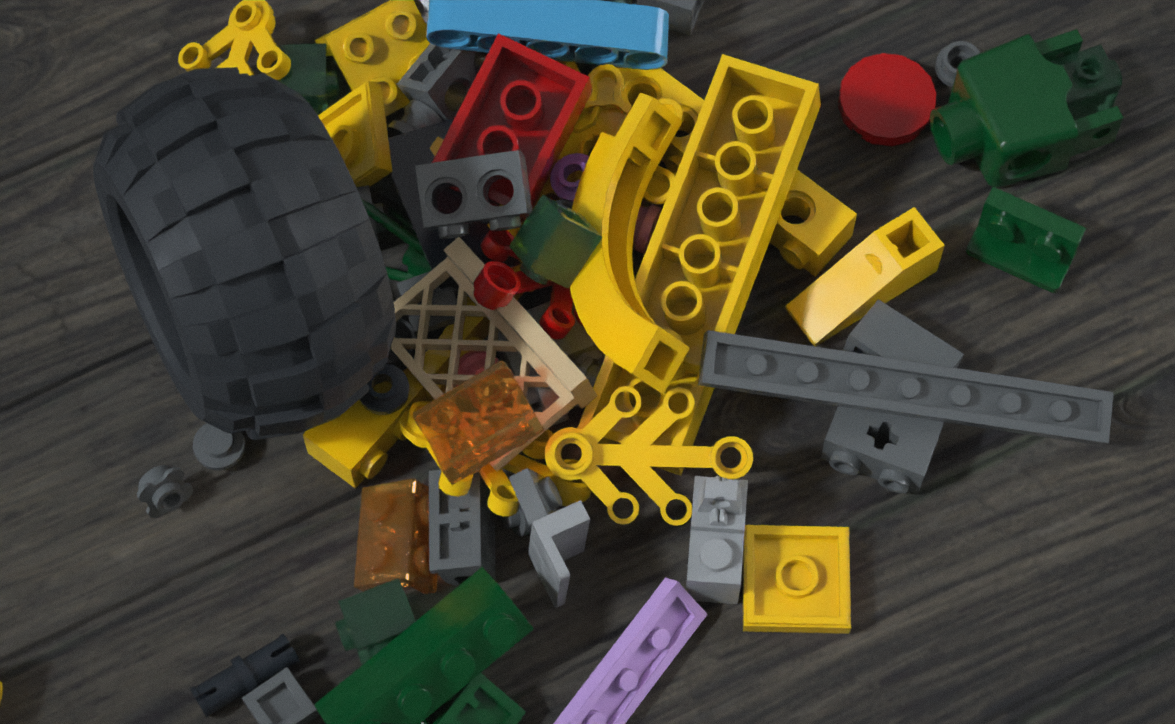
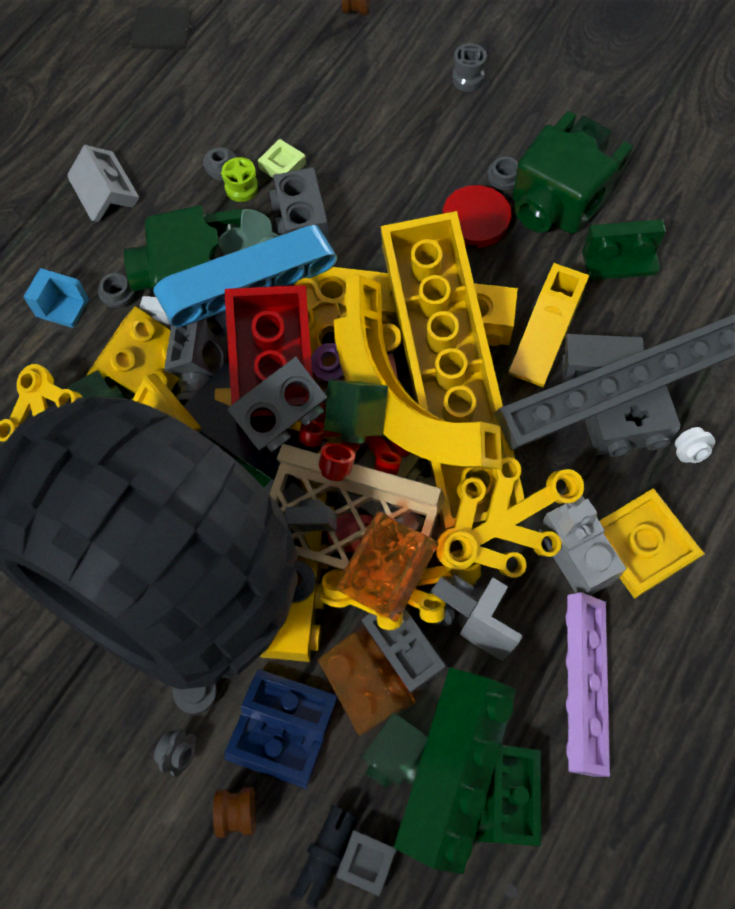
camera: 30 degrees left, 0 degrees up
(184, 581) = (234, 812): none -> reddish brown wheel
(282, 533) = (281, 728): none -> dark blue slope
(437, 330) = (311, 517): none -> dark grey plate
(934, 510) = (694, 445): none -> white plate

